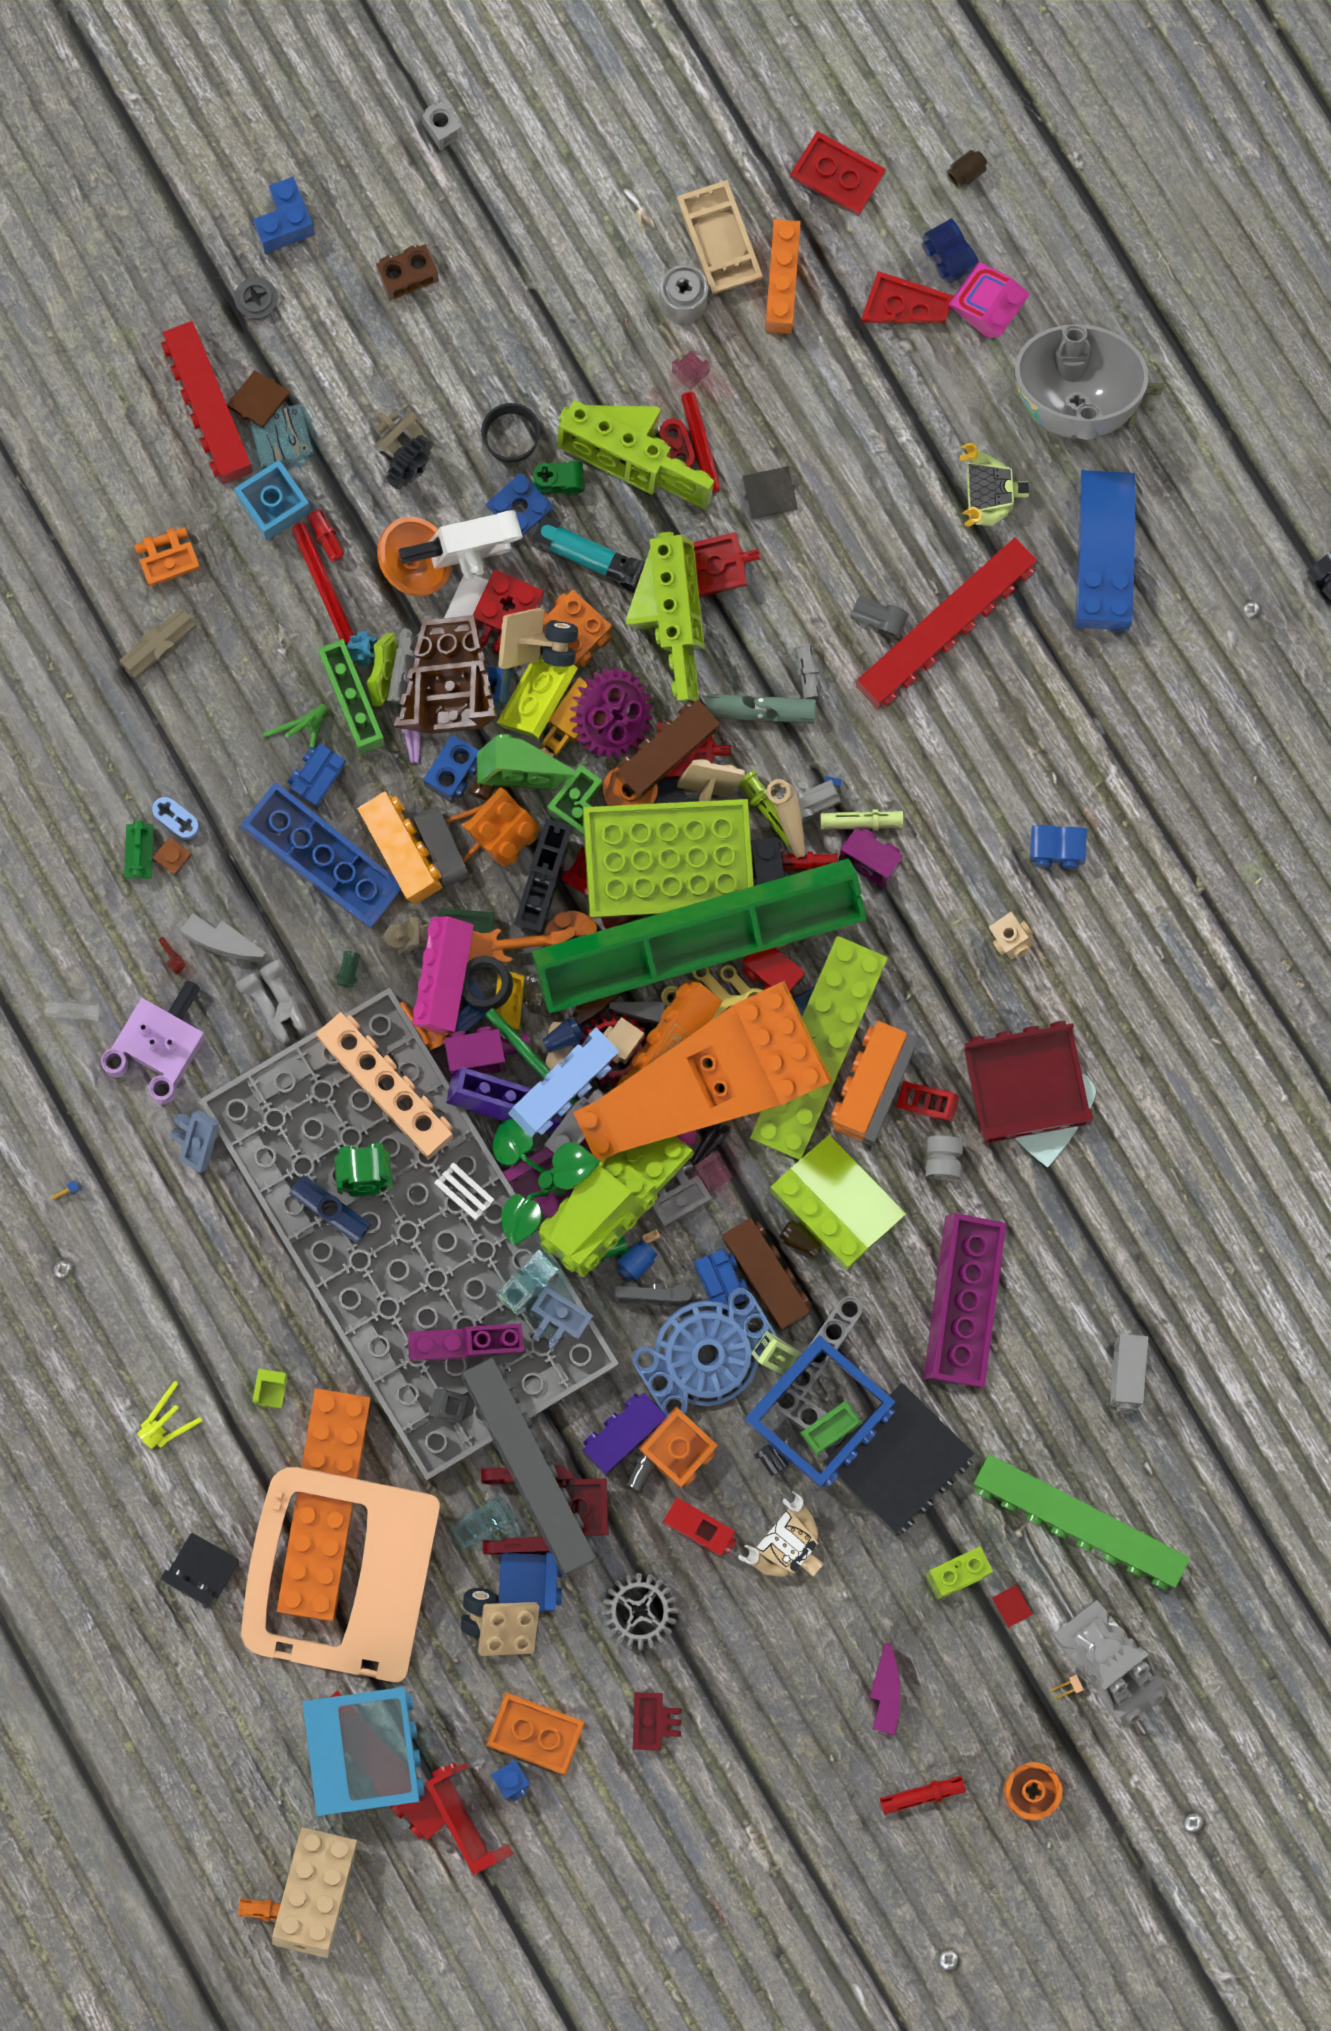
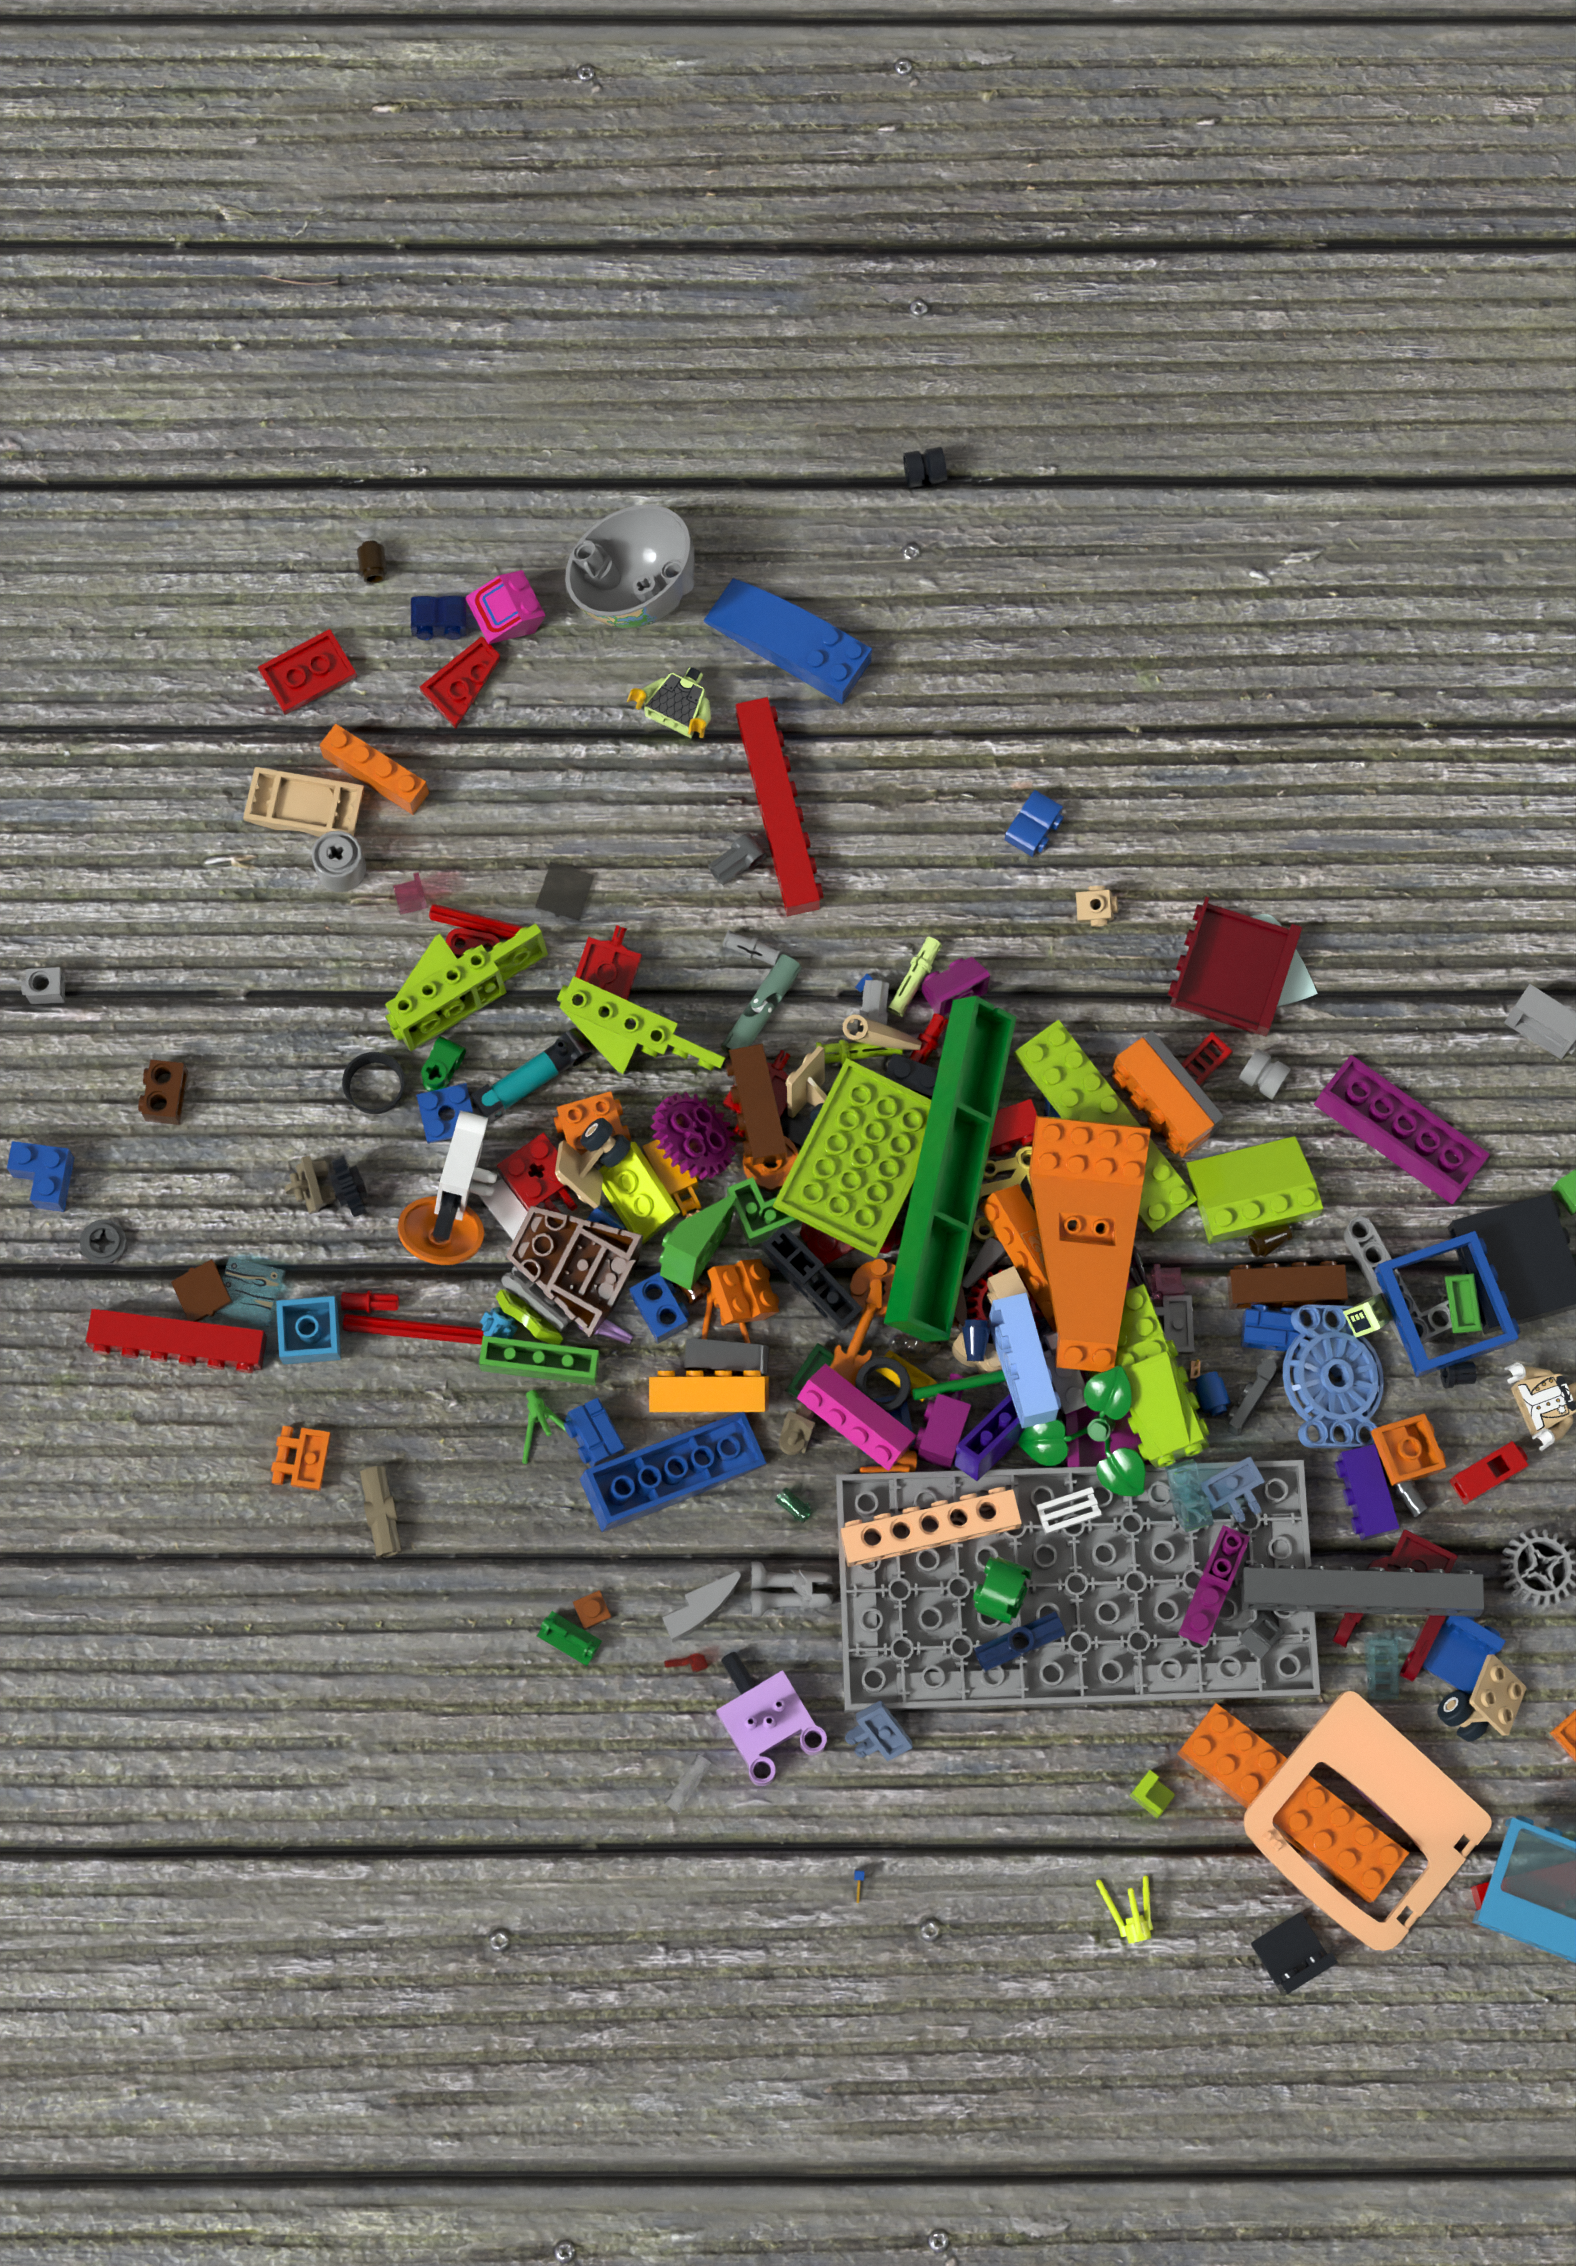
camera: 60 degrees left, 5 degrees down
(171, 823) = (561, 1593): light blue beam -> none

